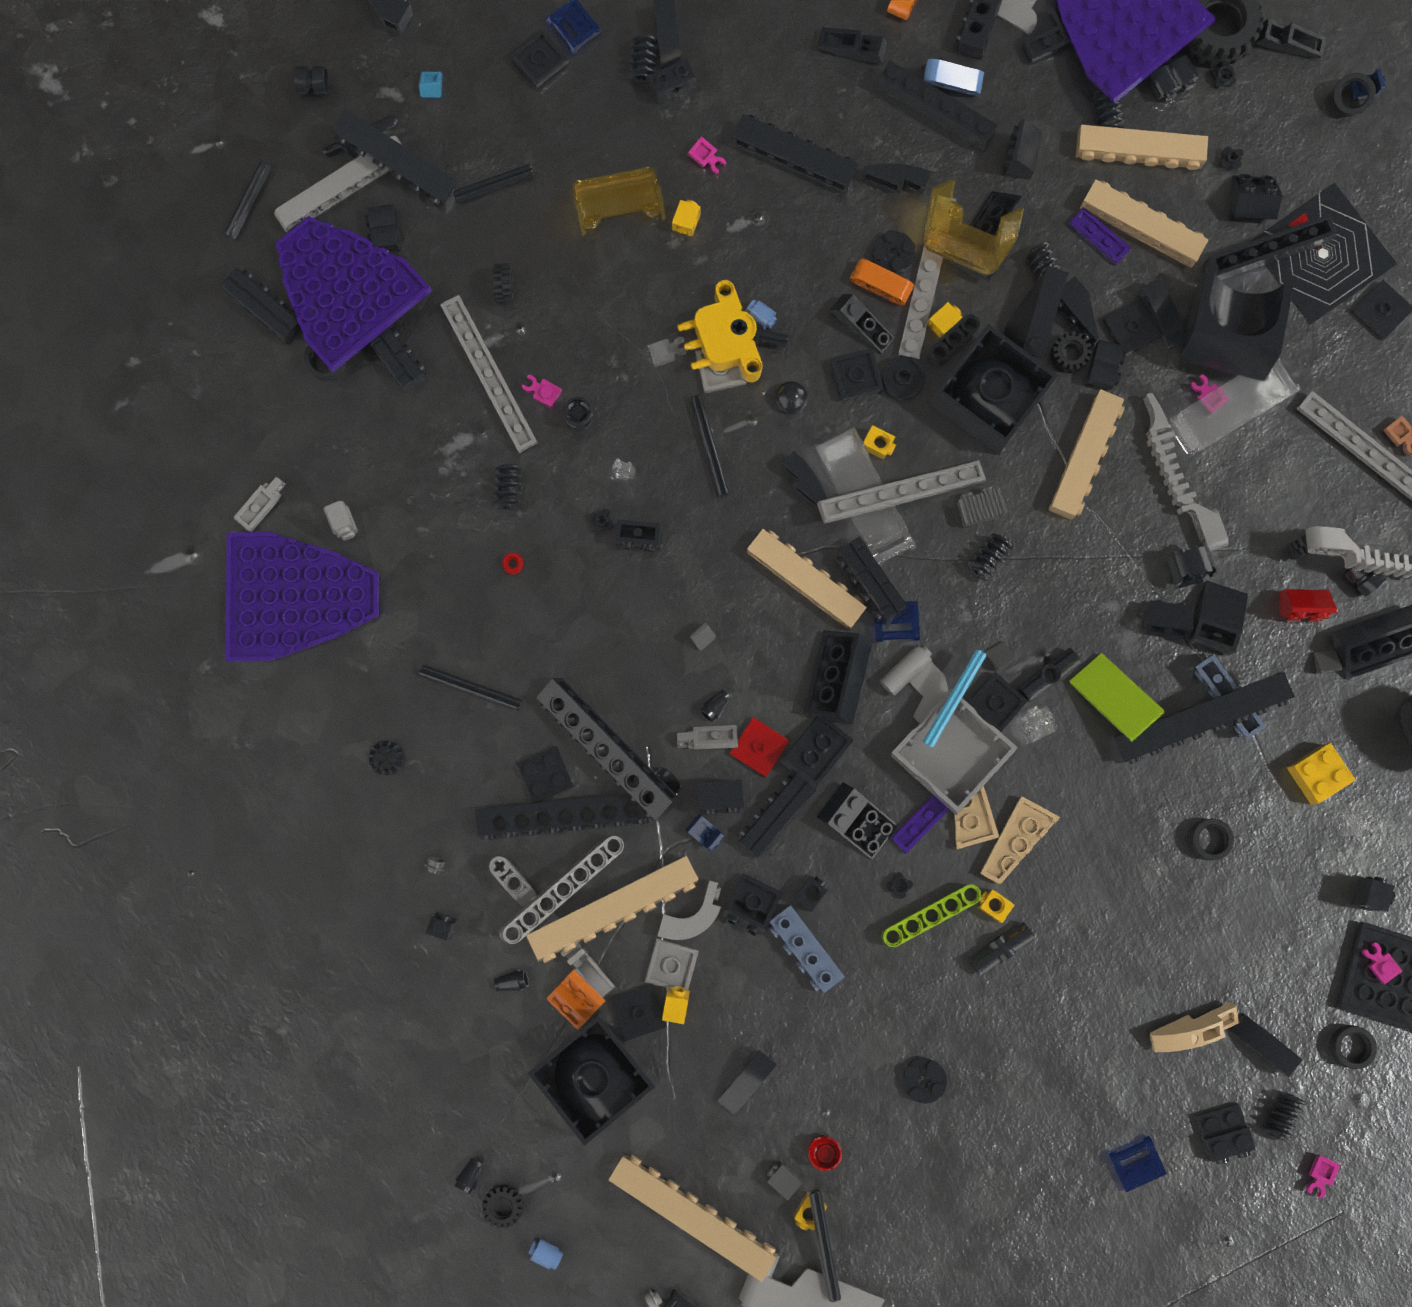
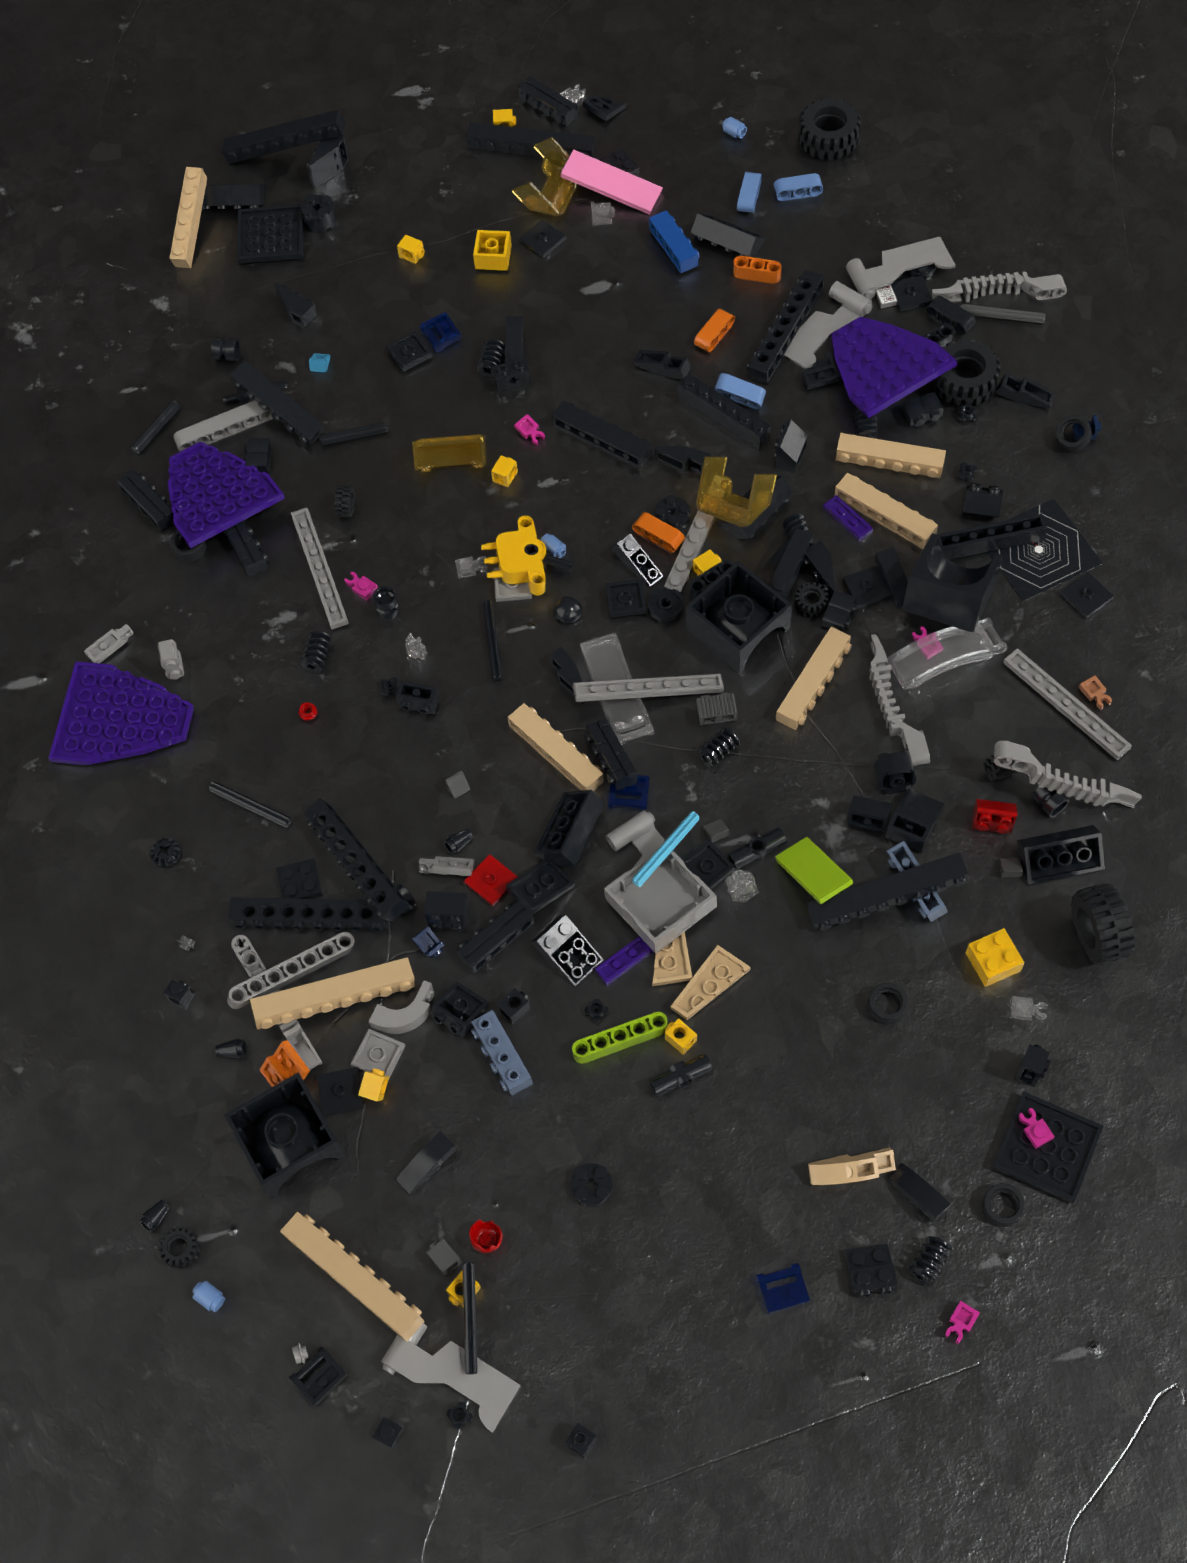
camera: 10 degrees right, 20 degrees down
(875, 434) = (635, 644): yellow brick -> none

